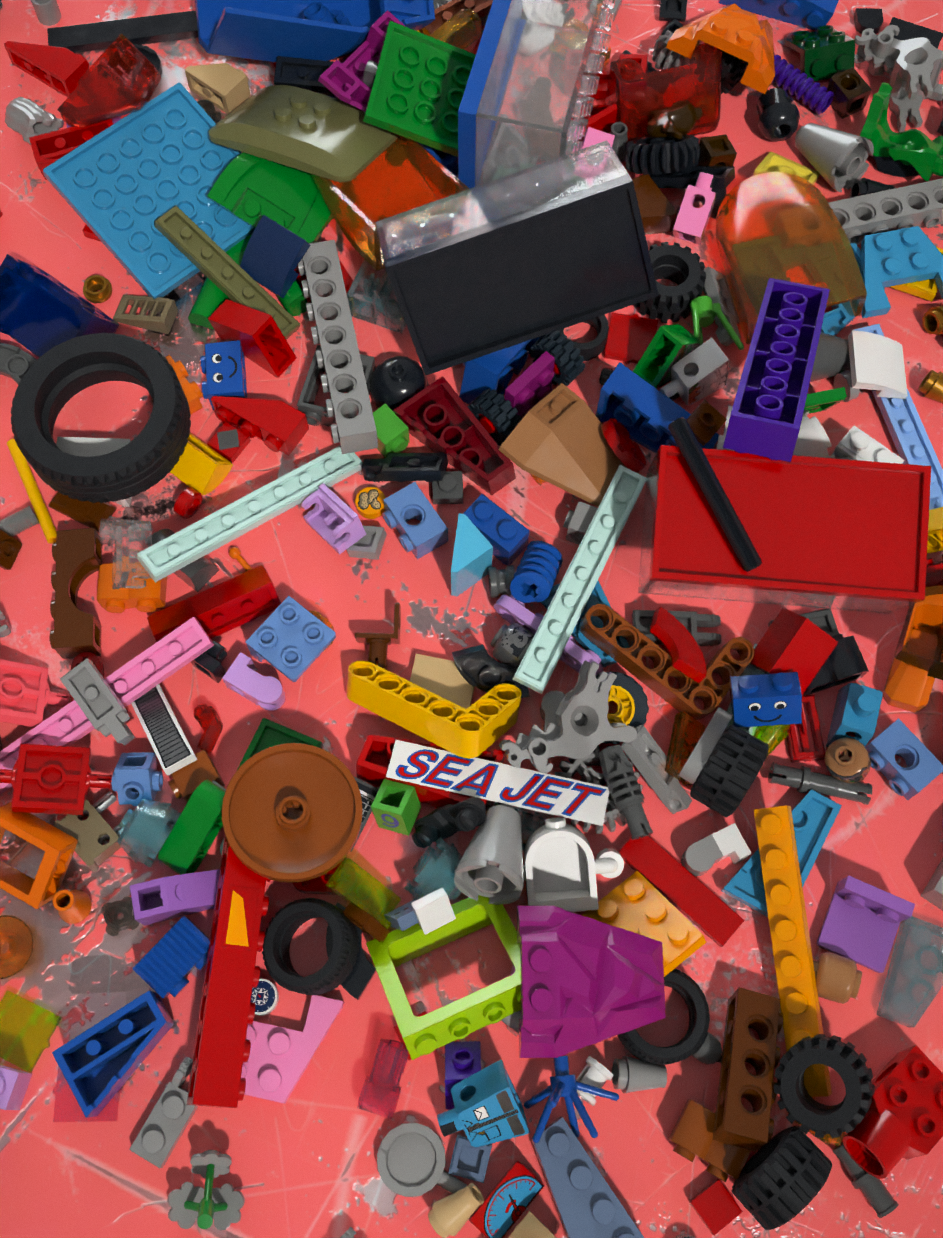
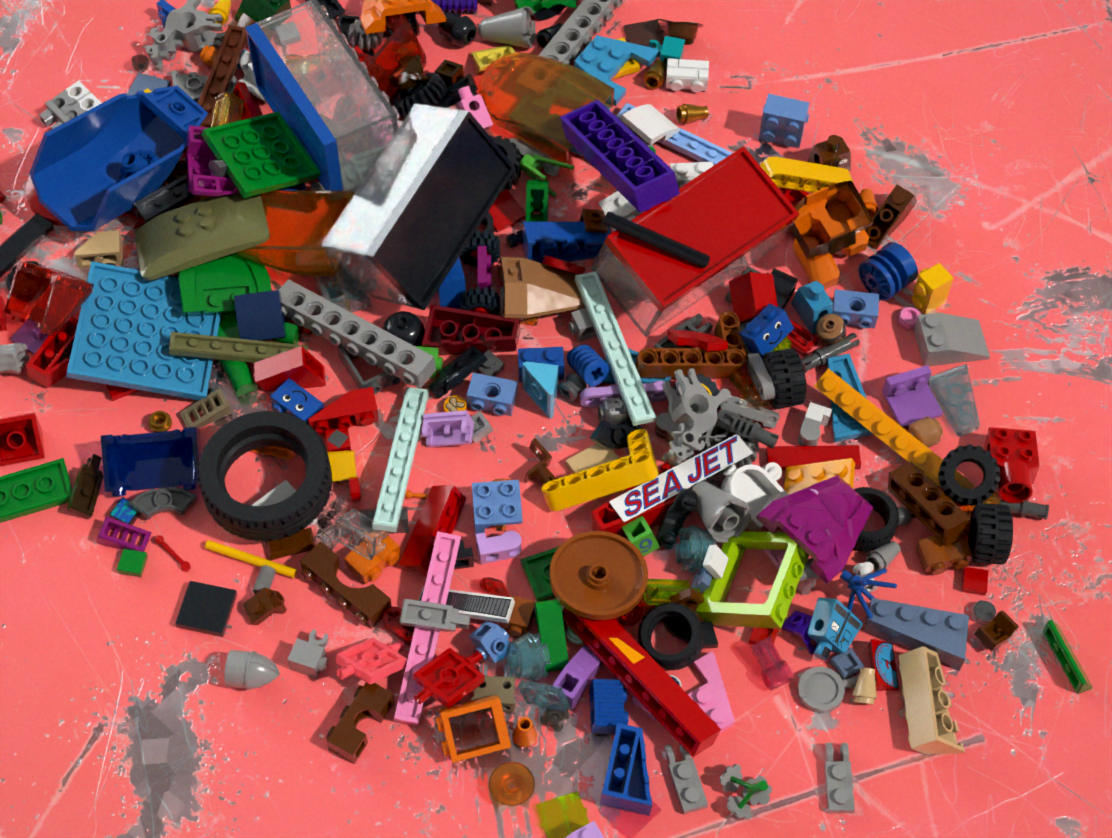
camera: 45 degrees left, 10 degrees down
(119, 886) = (543, 695): none -> clear light blue plate
(698, 374) = (563, 198): white torso -> none

